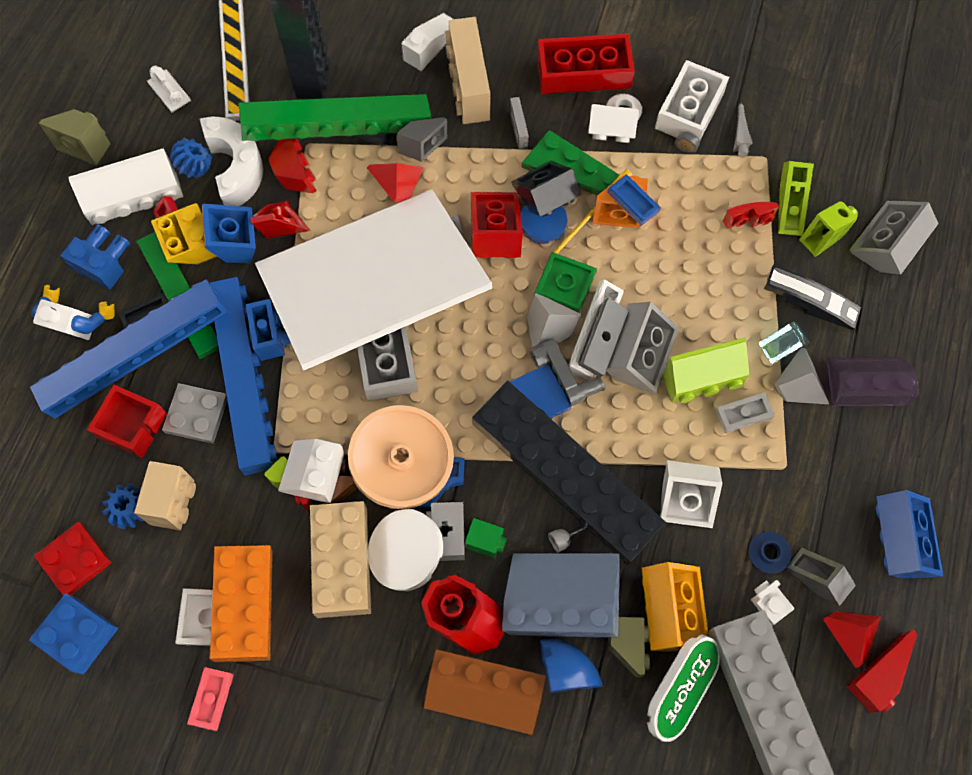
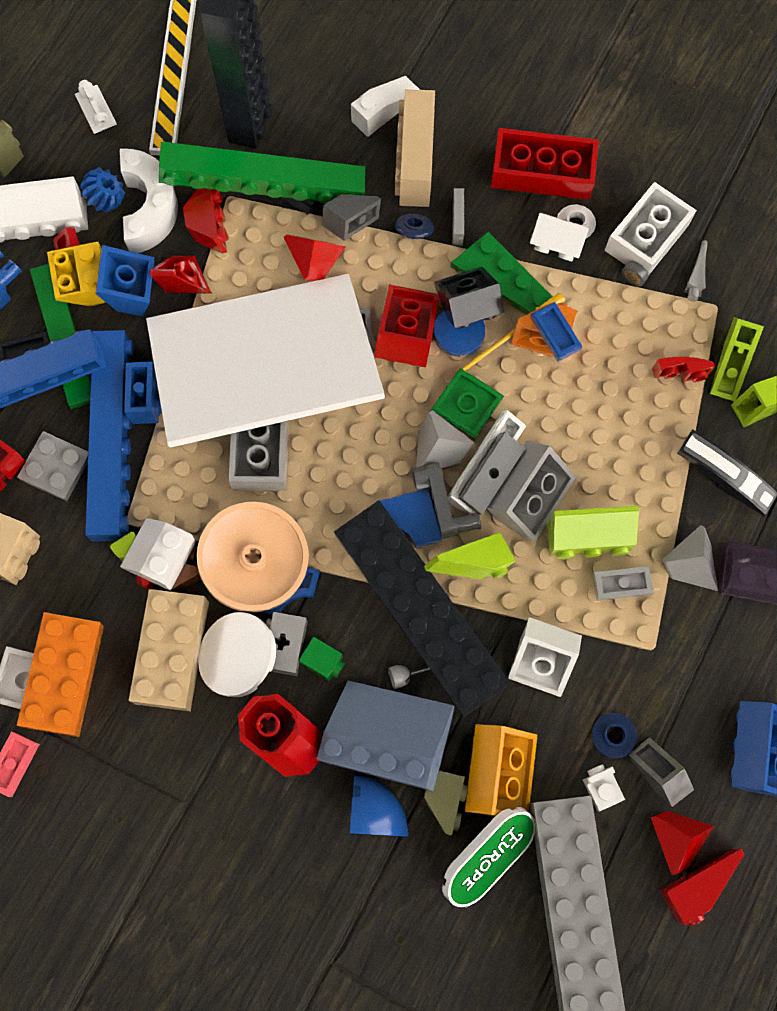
camera: 10 degrees right, 5 degrees up
(481, 138) = (414, 226): none -> dark blue piece
(484, 692) = (285, 816): dark orange slope -> none
(607, 417) = (475, 560): none -> lime slope
(784, 342) = (685, 515): clear light blue slope -> none

